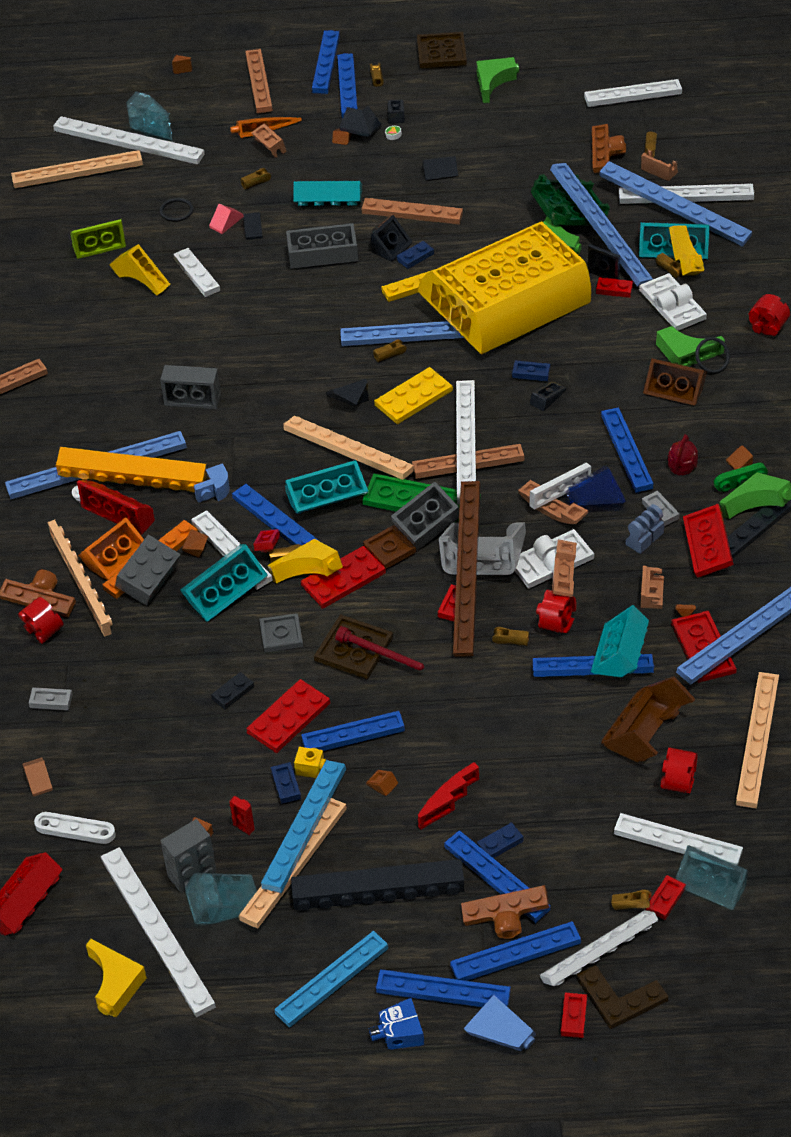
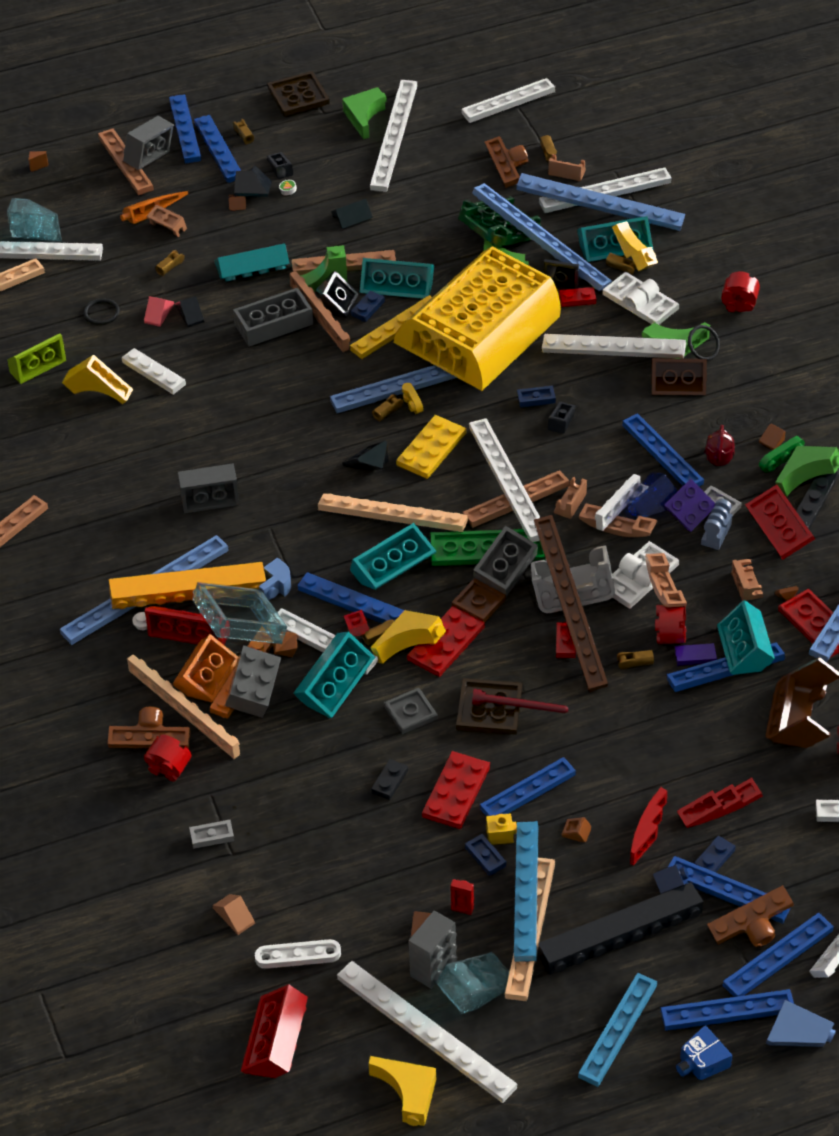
camera: 20 degrees left, 0 degrees up
(155, 520) = (269, 627): none -> clear light blue window
(281, 66) = (148, 142): none -> dark grey brick
(366, 245) = (322, 314): none -> nougat plate
(396, 206) = (334, 261): none -> bright green arch
(414, 348) = (412, 398): none -> yellow plate
(444, 849) = (671, 878): none -> dark blue brick
(451, 233) = (396, 278): none -> teal slope
(510, 104) = (393, 136): none -> white plate
(521, 473) = (571, 499): none -> nougat hinge
(523, 793) = (719, 804): none -> red slope
(570, 646) = (695, 654): none -> dark purple tile
(625, 339) = (614, 346): none -> white plate
(625, 503) = (690, 505): none -> dark purple plate

